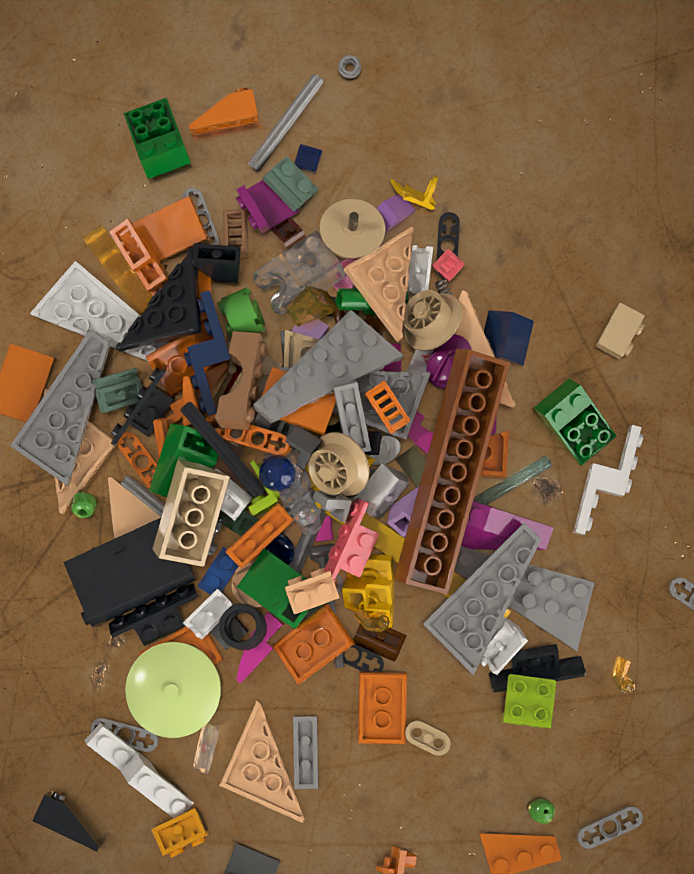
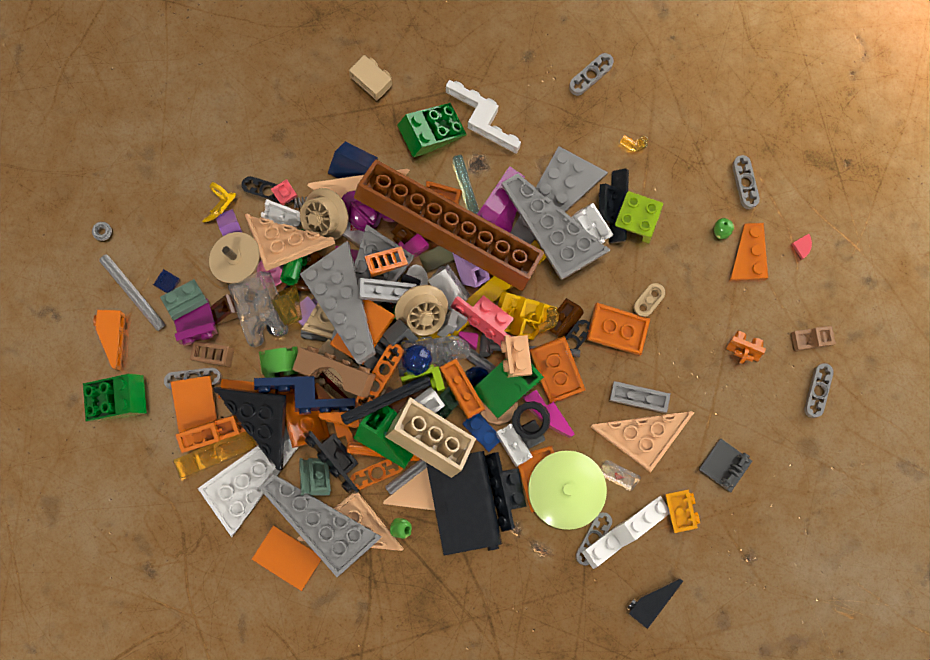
camera: 90 degrees left, 5 degrees down
(217, 261) = (231, 370): black slope -> none
(430, 417) = (402, 234): none -> reddish brown tile

